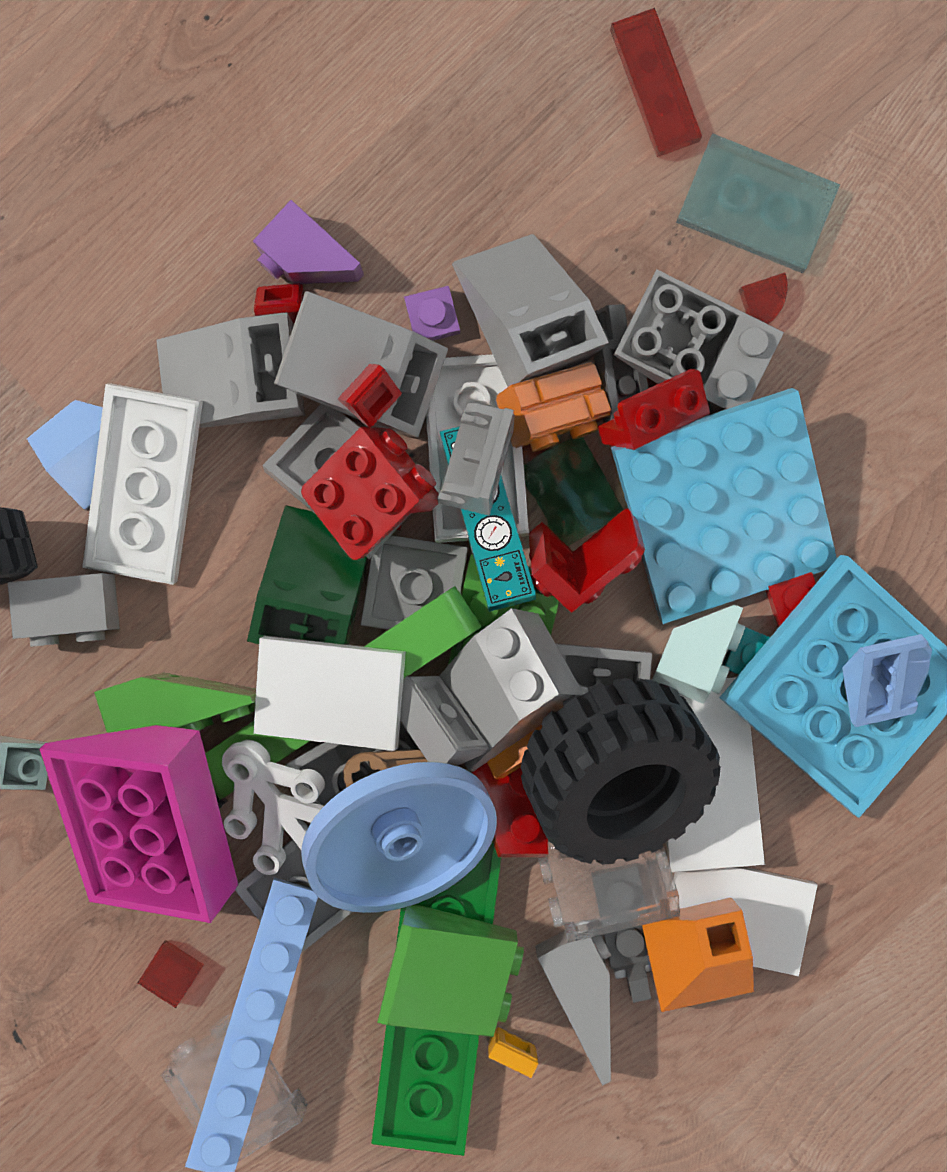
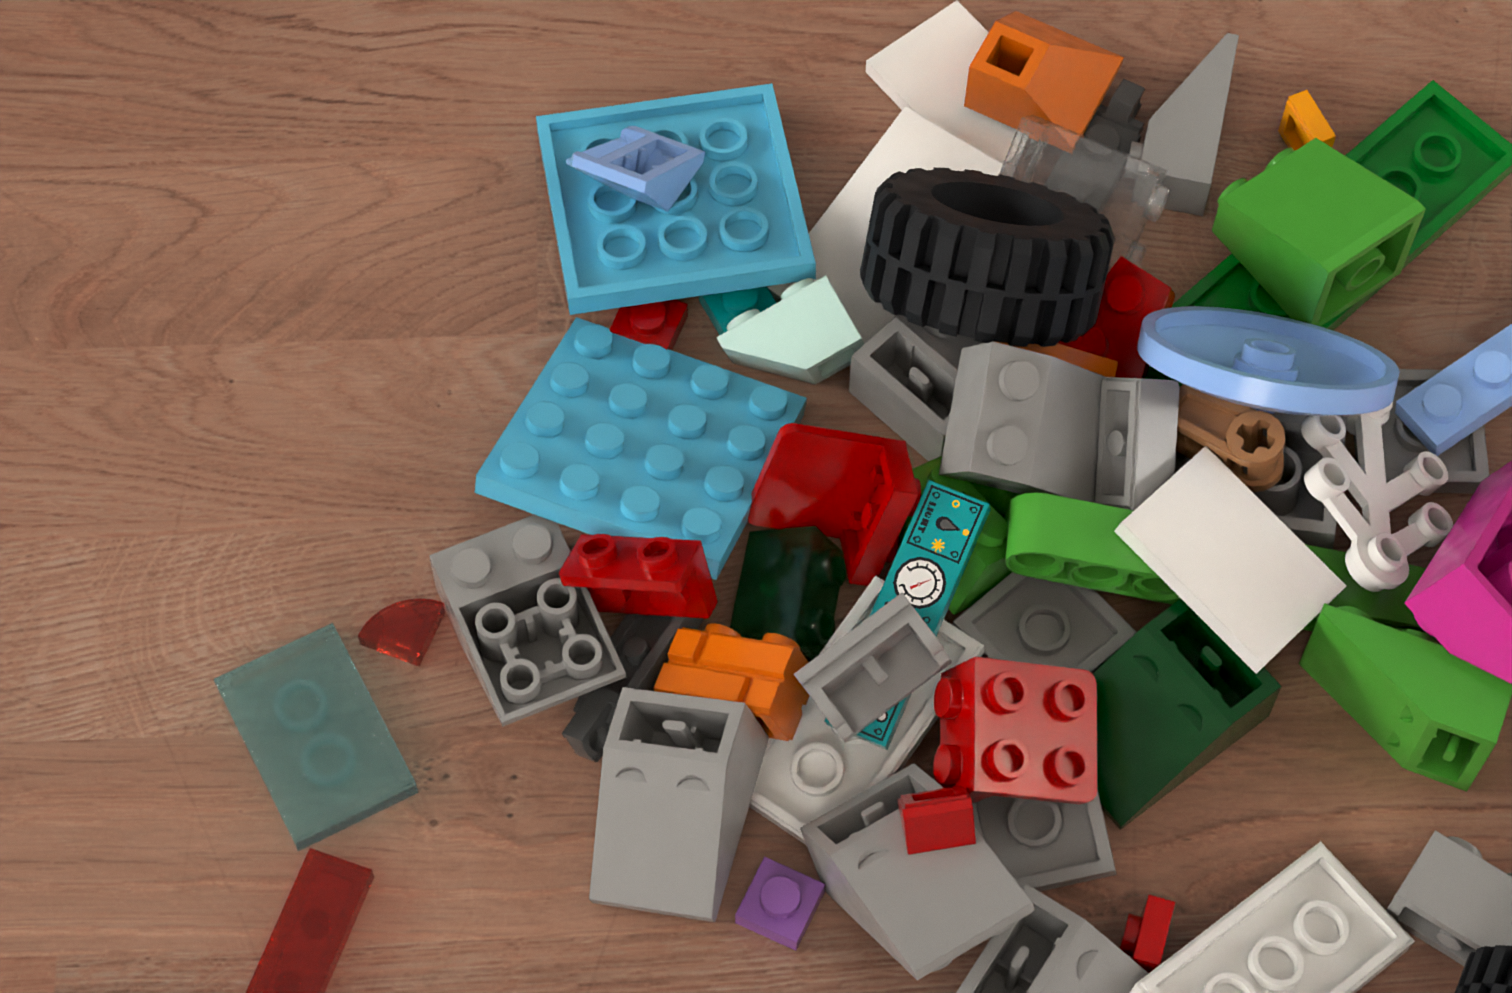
camera: 140 degrees left, 25 degrees down
(221, 447) = (1147, 934): none -> red plate

